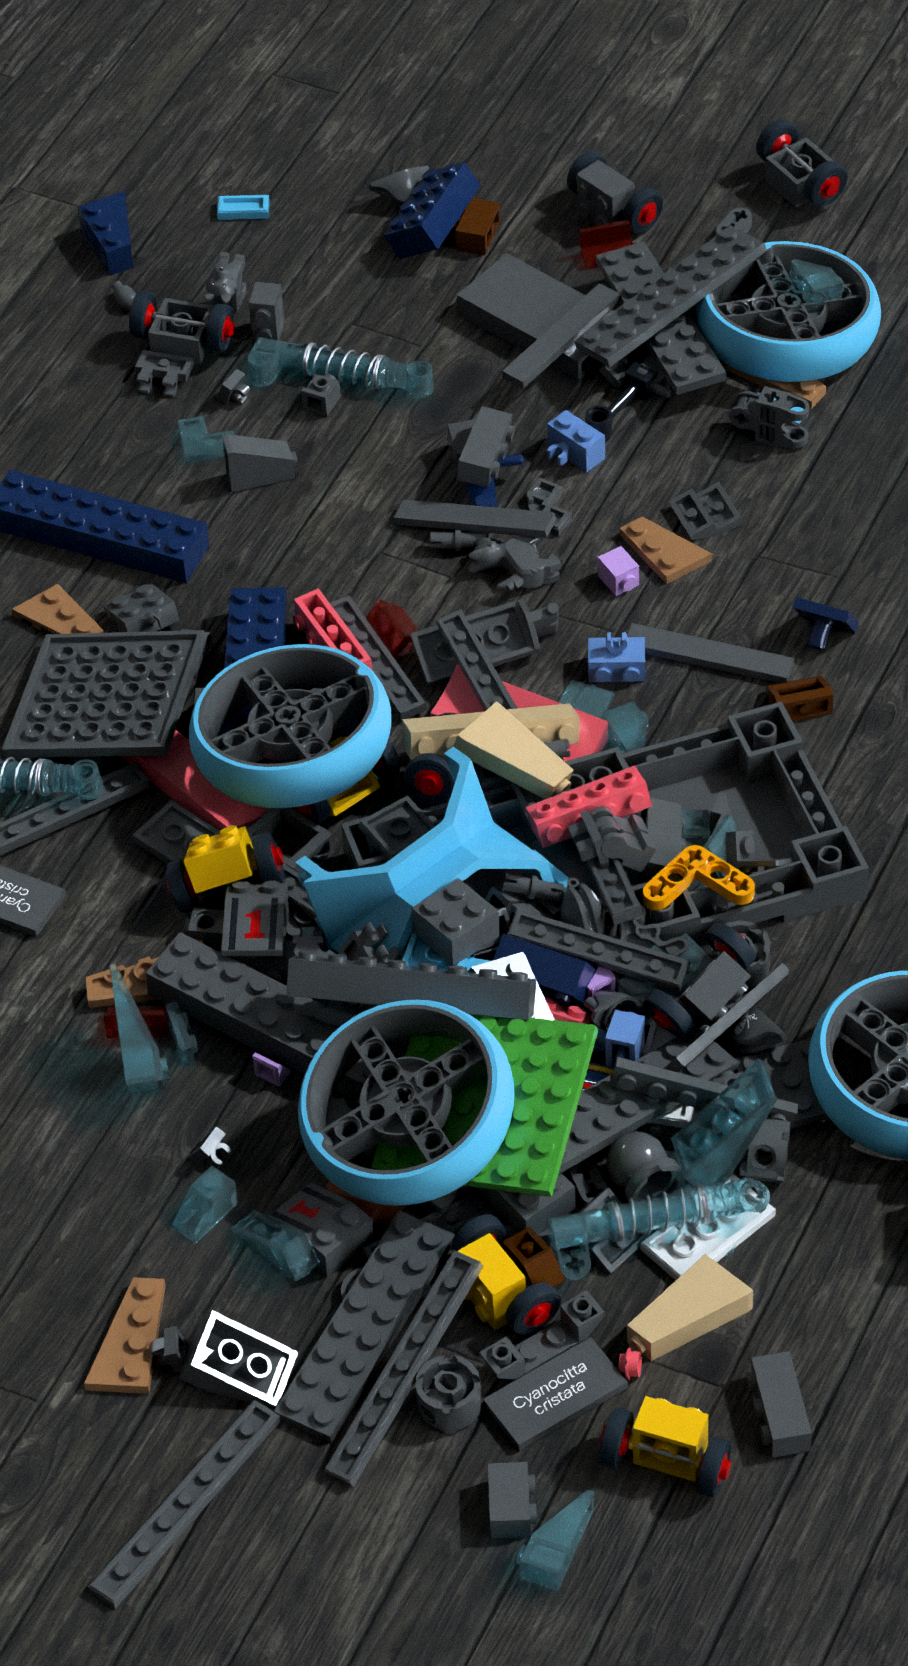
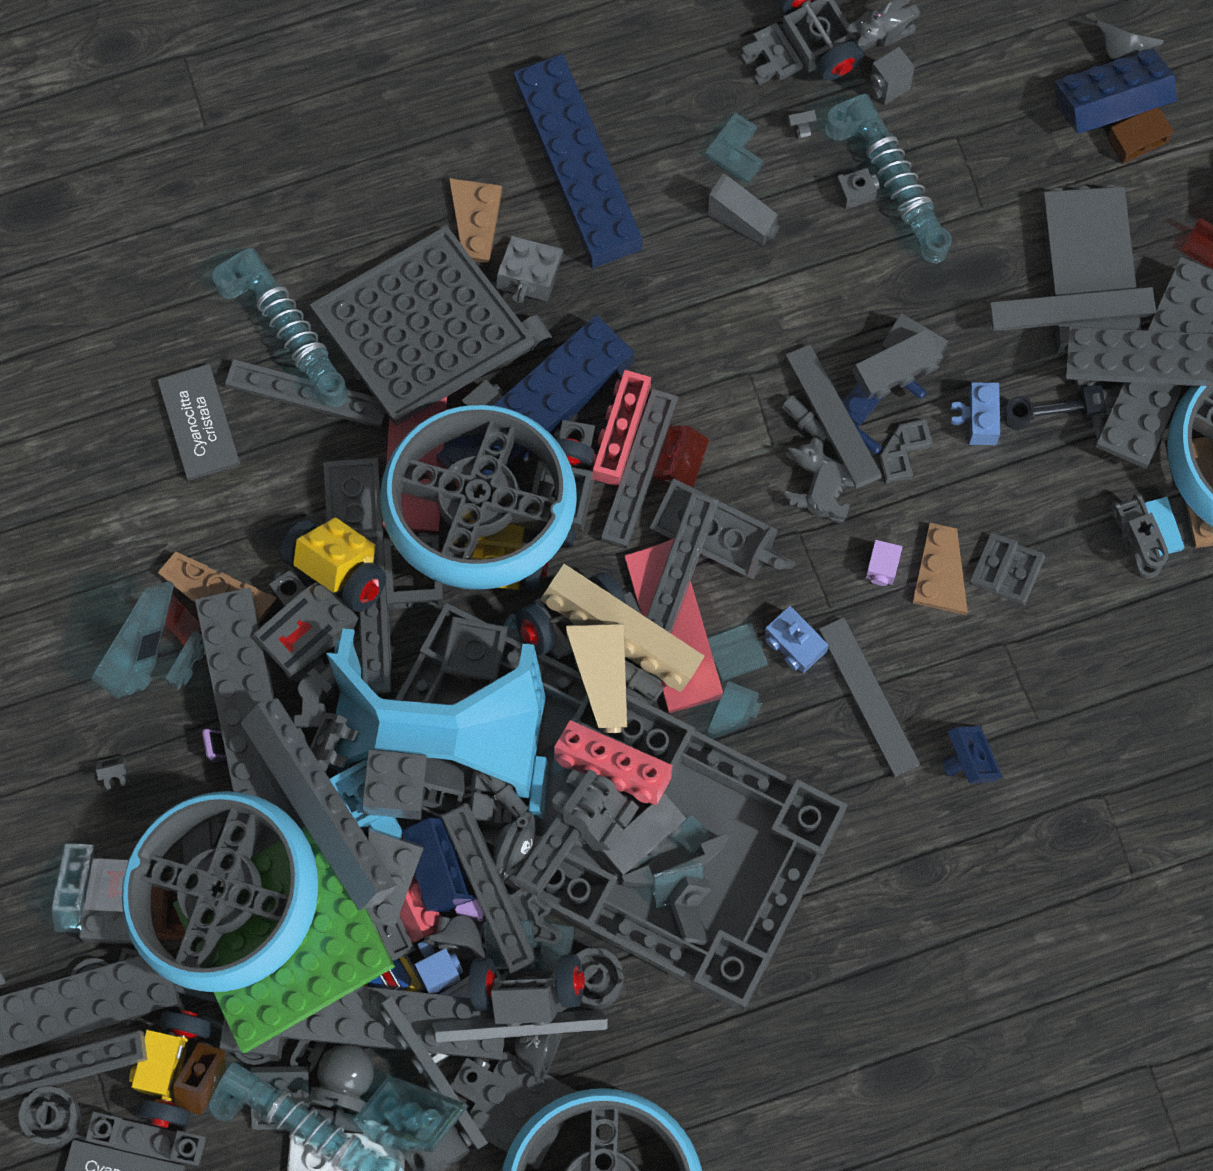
camera: 45 degrees right, 25 degrees up
(205, 1204) = (64, 812): clear light blue slope -> none
(698, 871) = (628, 894): light orange beam -> none
(805, 703) = (879, 812): reddish brown tile -> none

